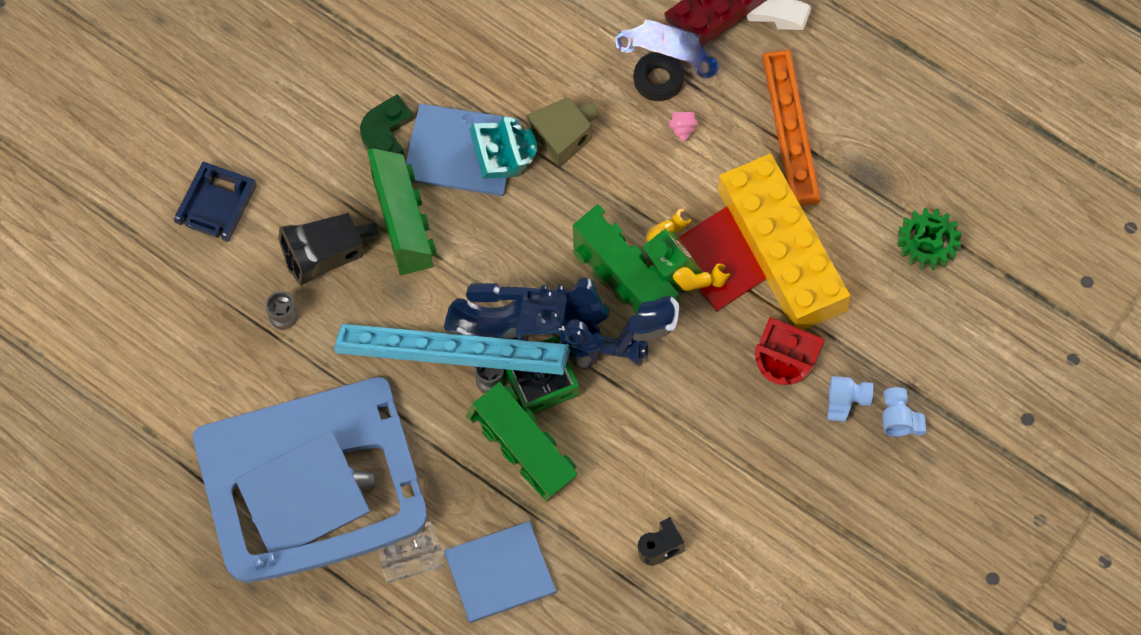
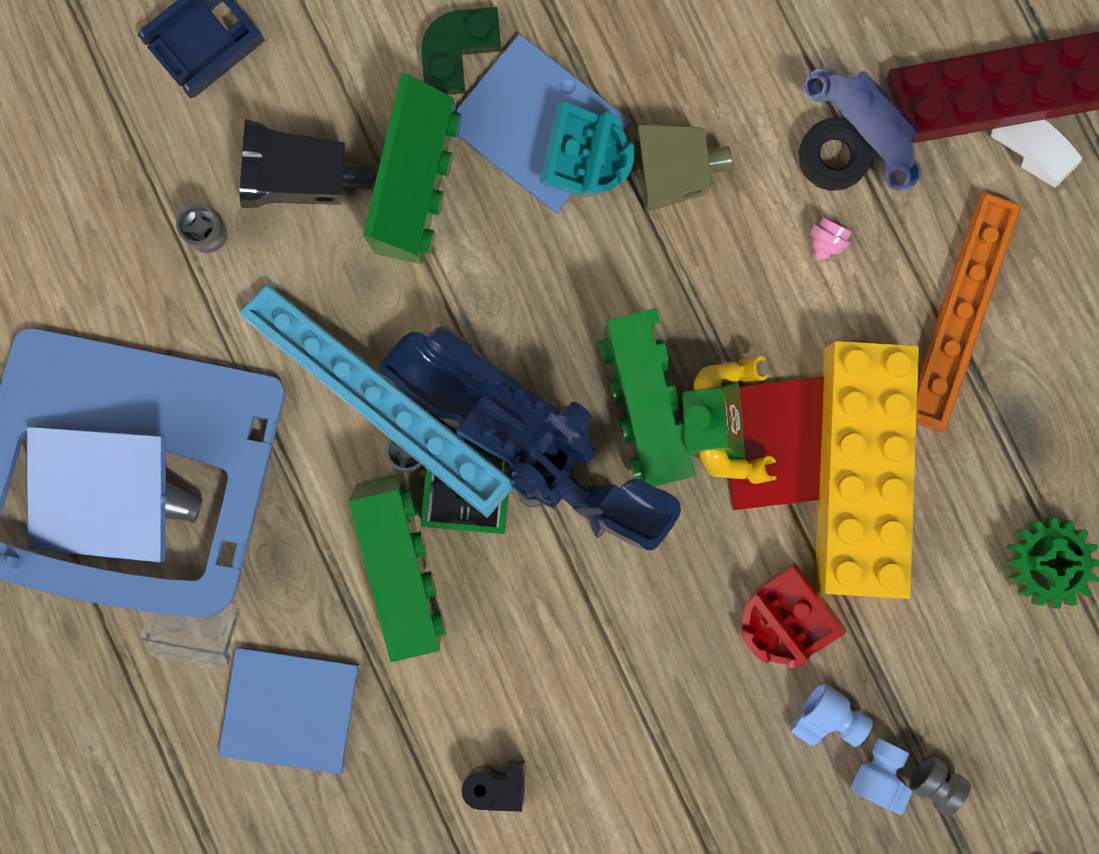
camera: 25 degrees right, 20 degrees up
(937, 401) = (944, 789): none -> flat silver wheel

